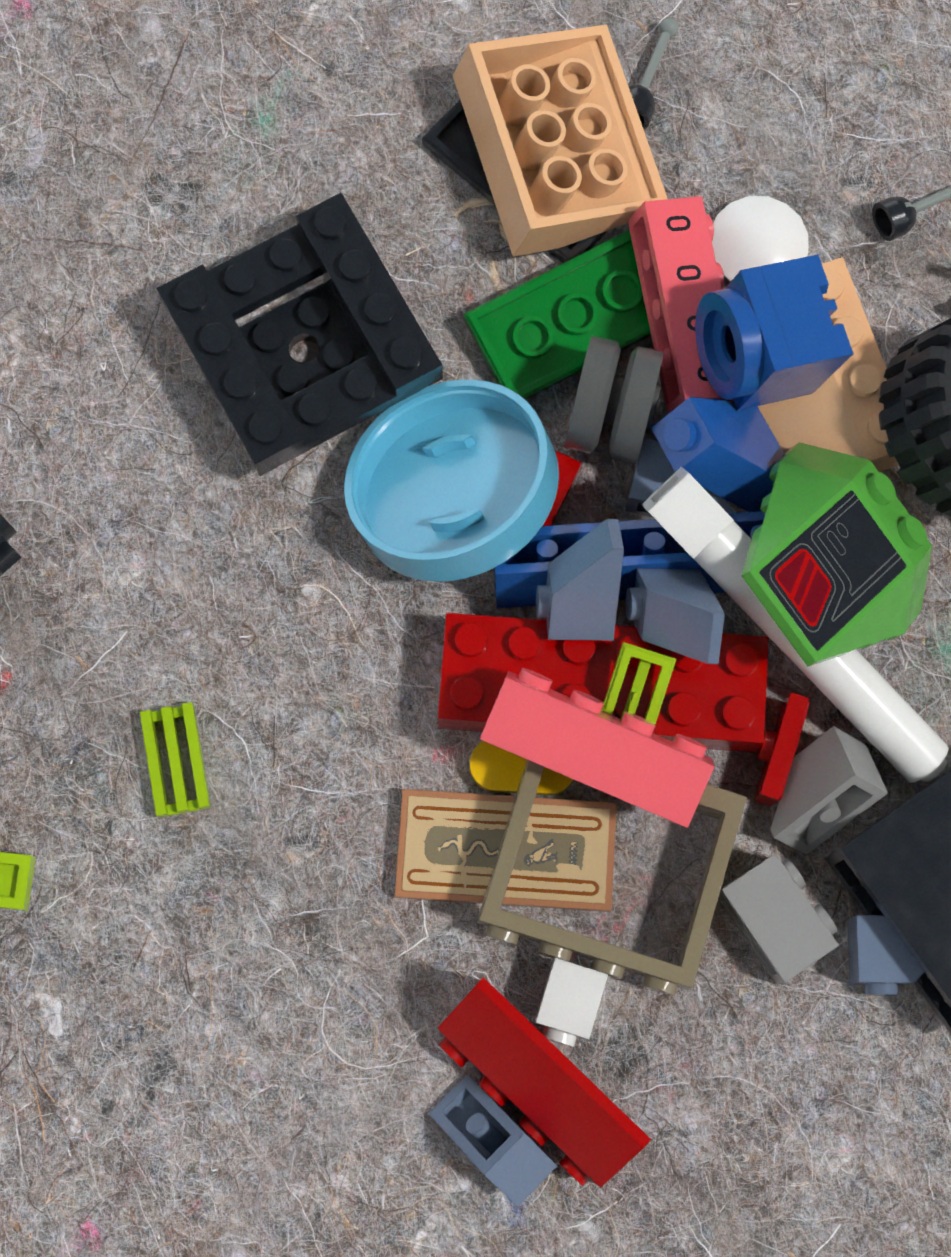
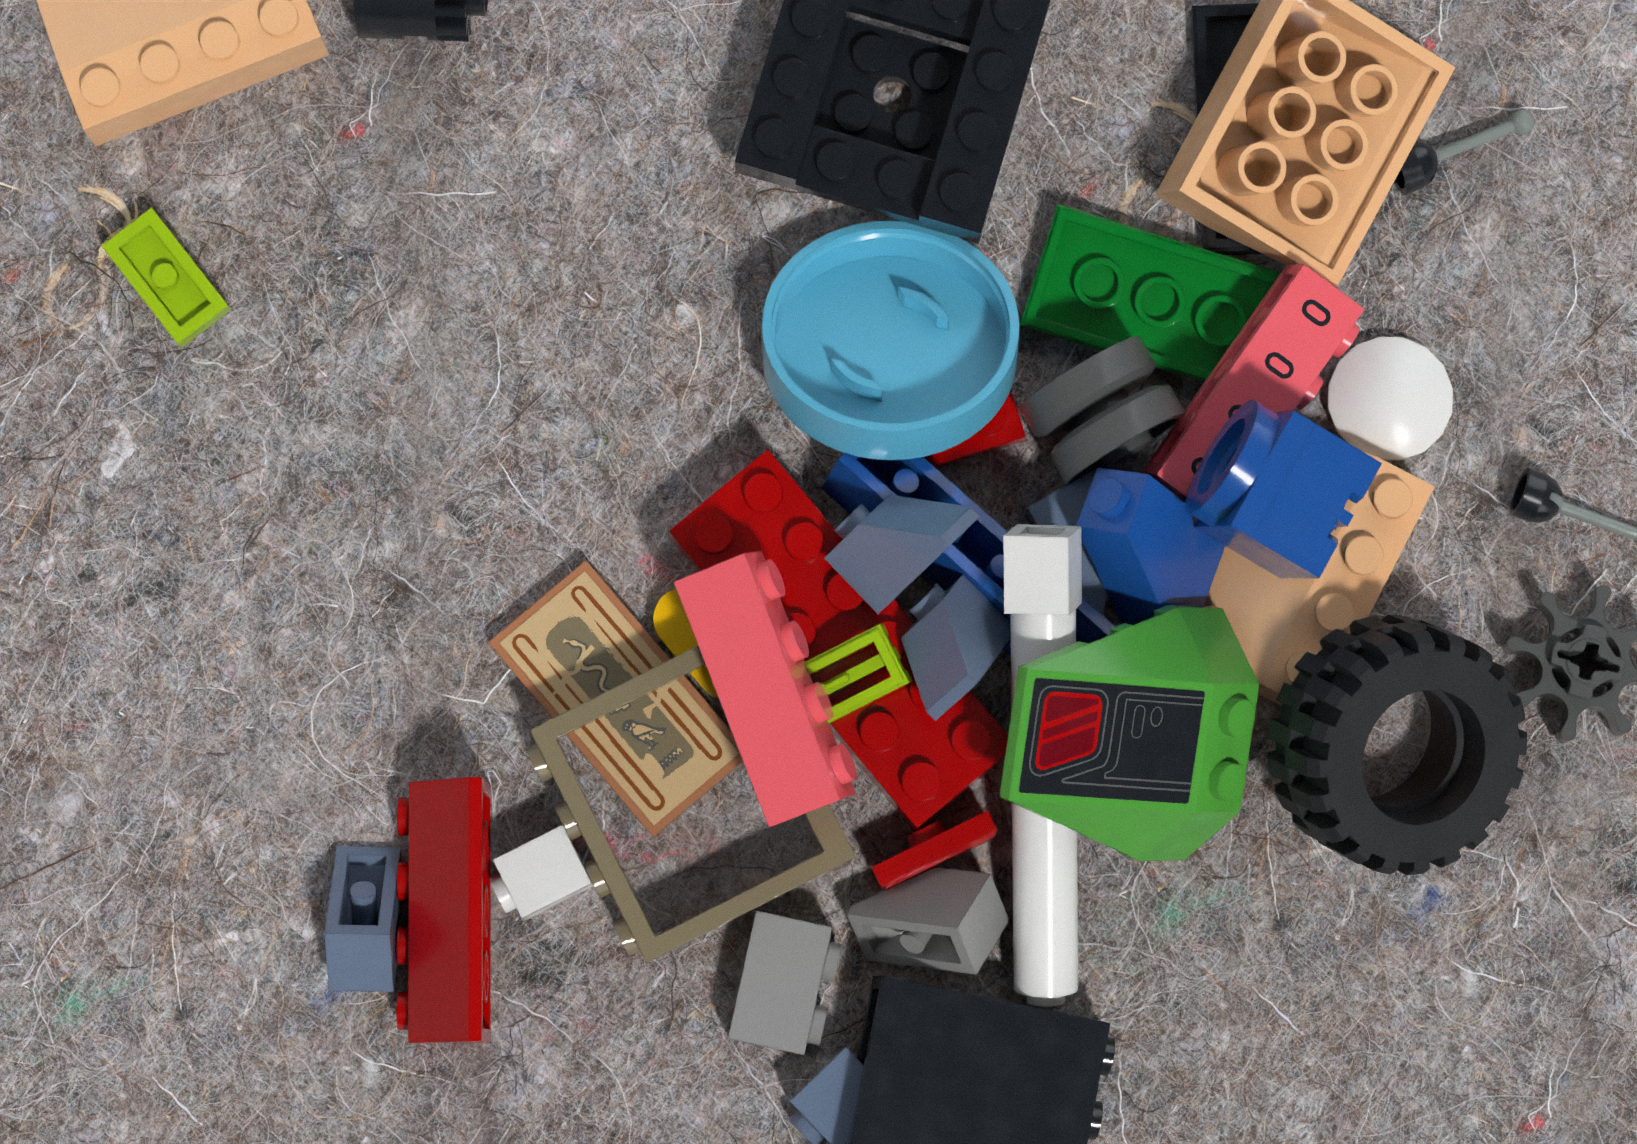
camera: 45 degrees right, 5 degrees up
(168, 716) = (455, 300): lime tile -> none

